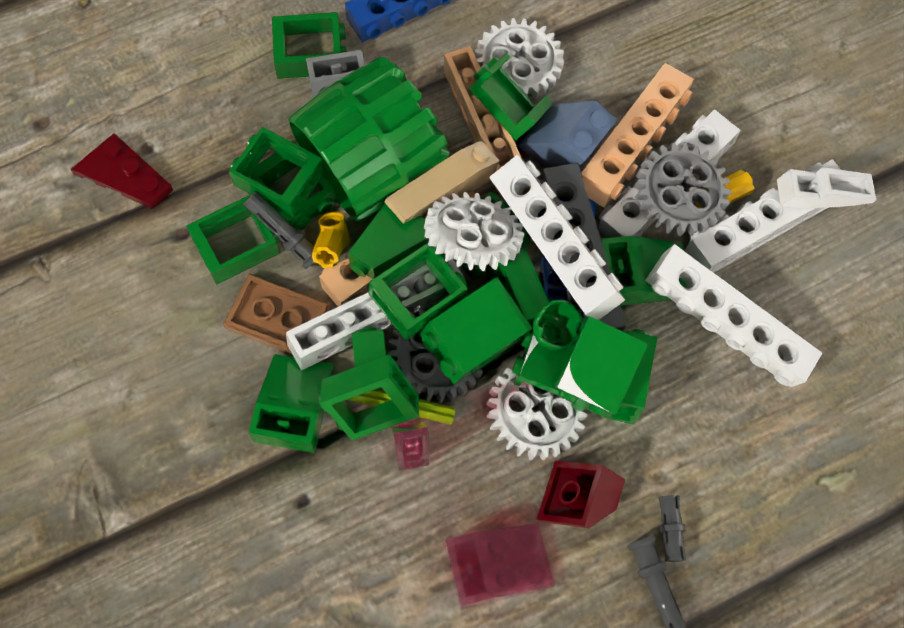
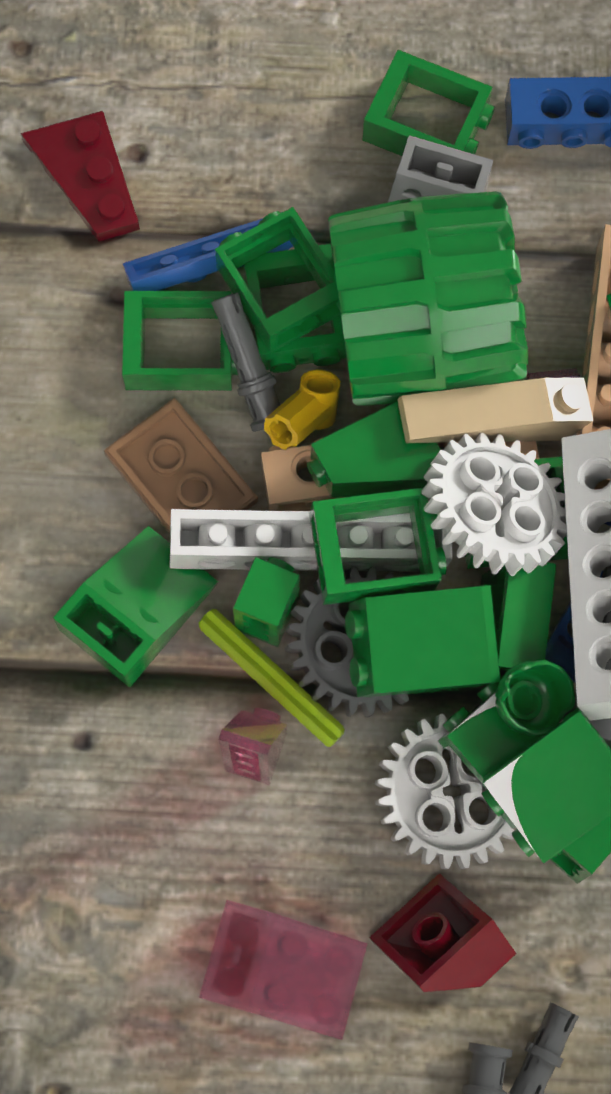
camera: 30 degrees right, 5 degrees up
(213, 193) = (183, 262): none -> blue plate
(362, 379) = (261, 634): green window -> none

